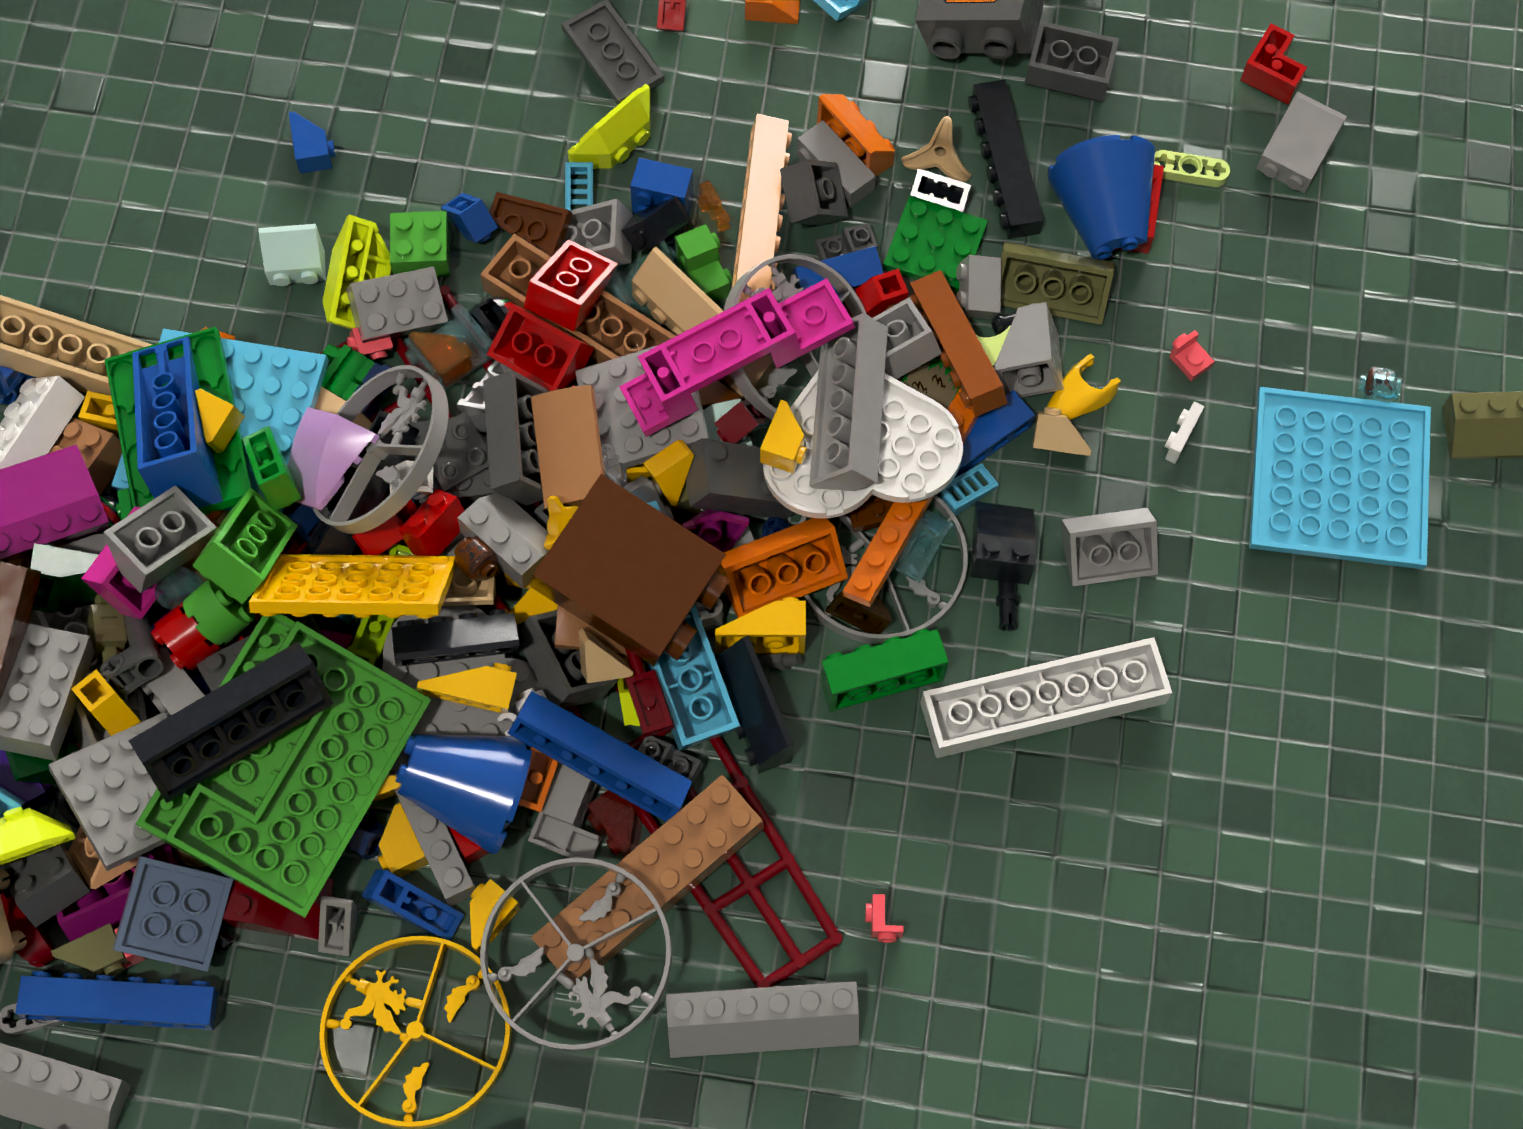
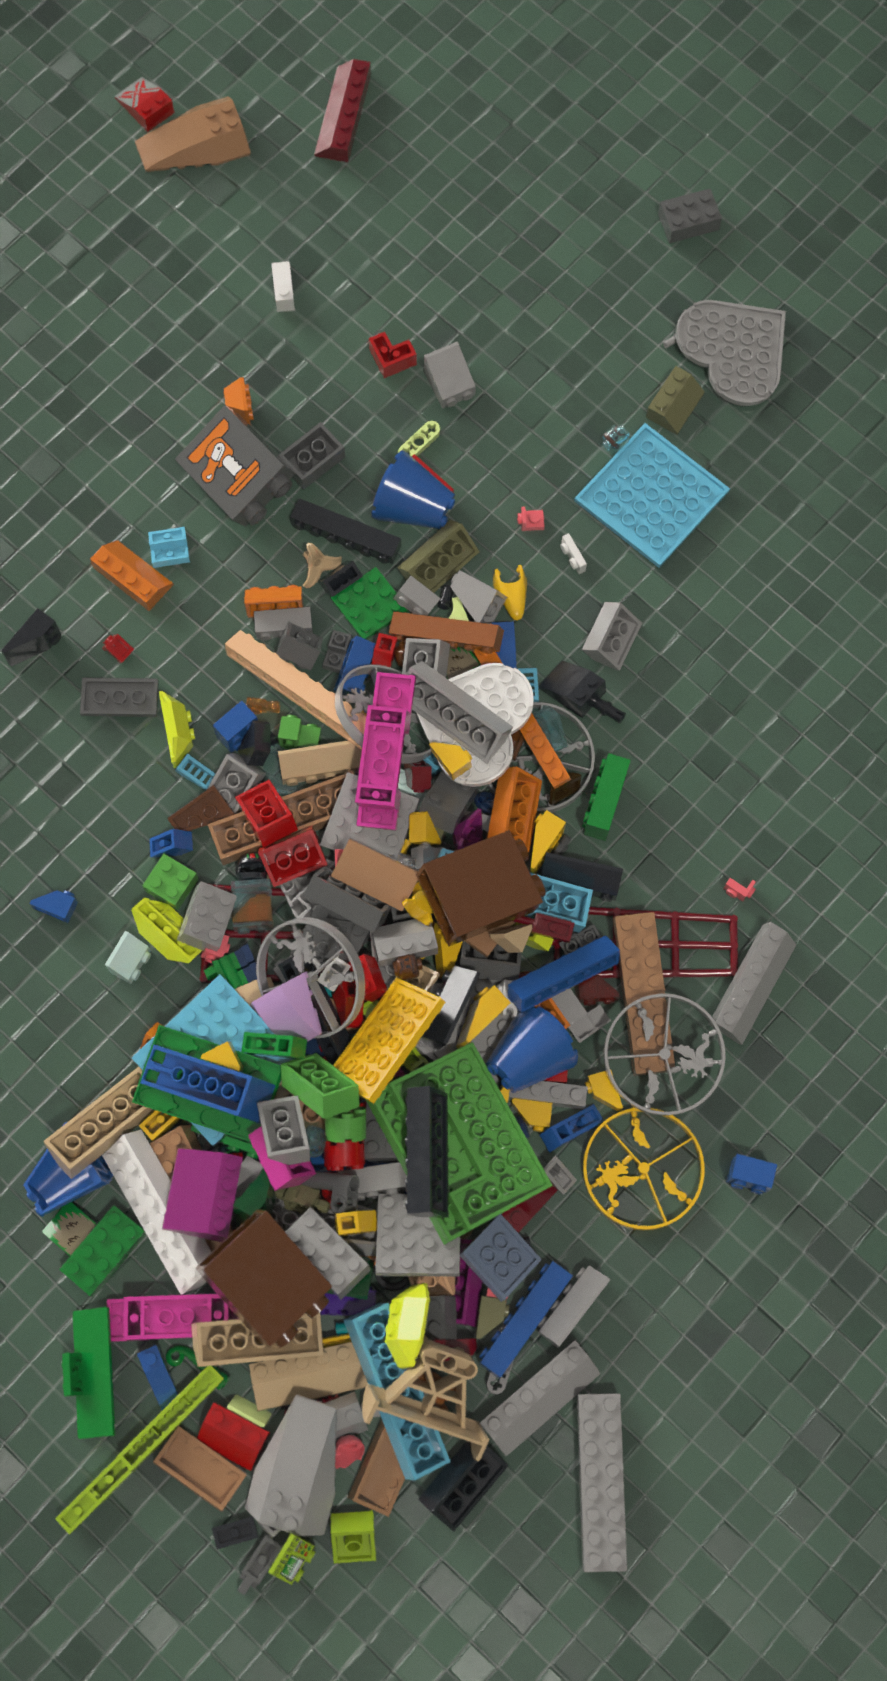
camera: 55 degrees left, 5 degrees up
(169, 1052) = (573, 1306): none -> light grey slope
(1045, 697) = (675, 726): white brick -> none
(1057, 433) = (530, 618): tan slope -> none

